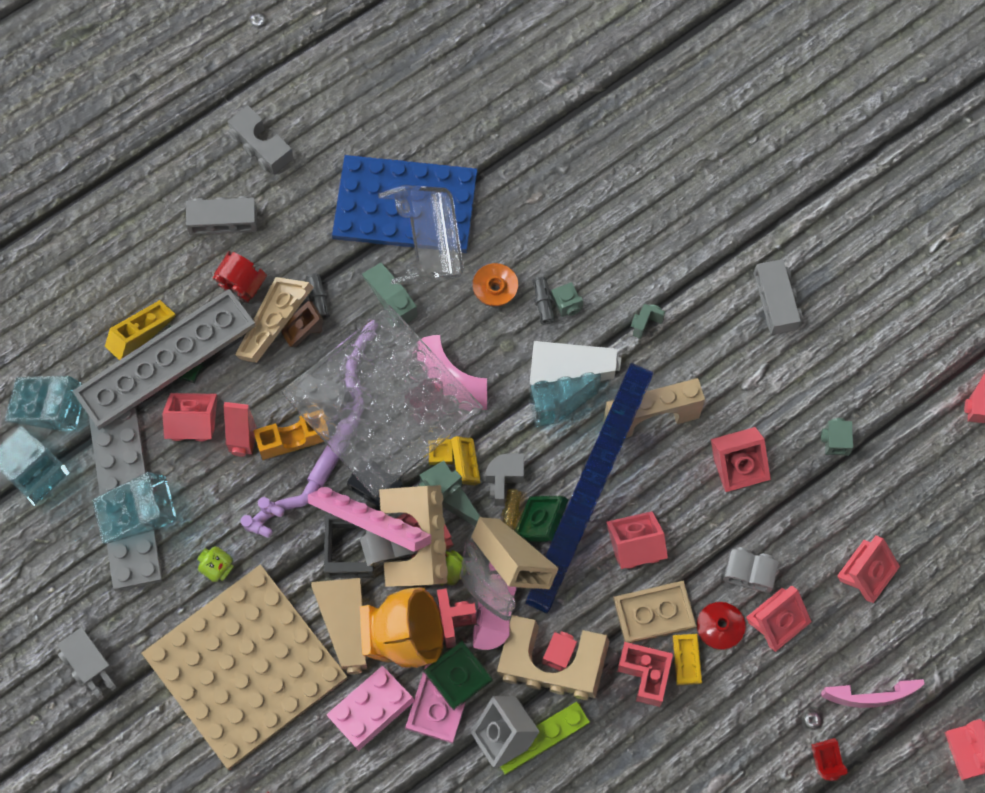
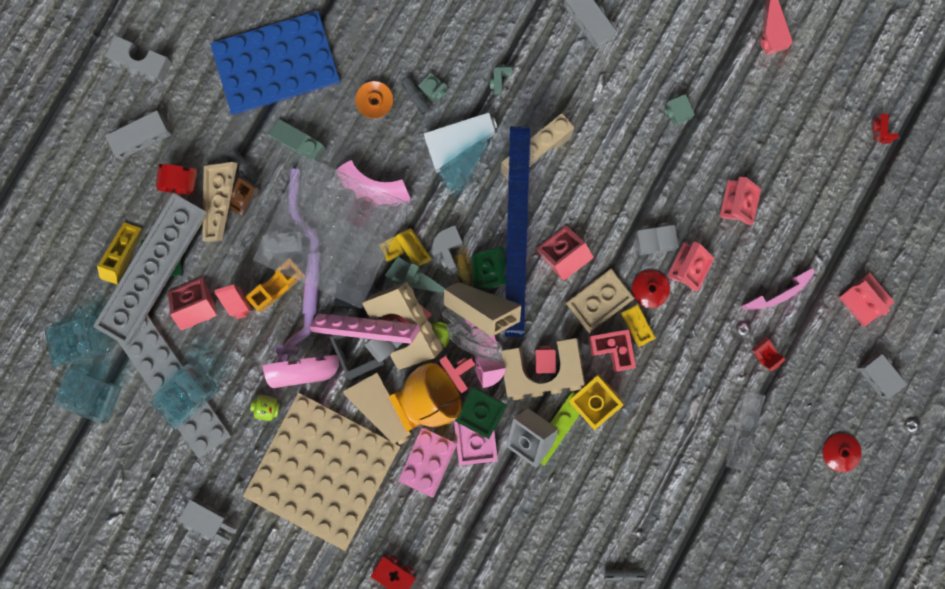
camera: 25 degrees left, 15 degrees up
(278, 538) = (306, 371): none -> bright pink brick
(433, 233) = (309, 80): clear windscreen -> none
(599, 723) = (596, 402): none -> yellow slope
(741, 459) = (615, 157): coral slope -> none

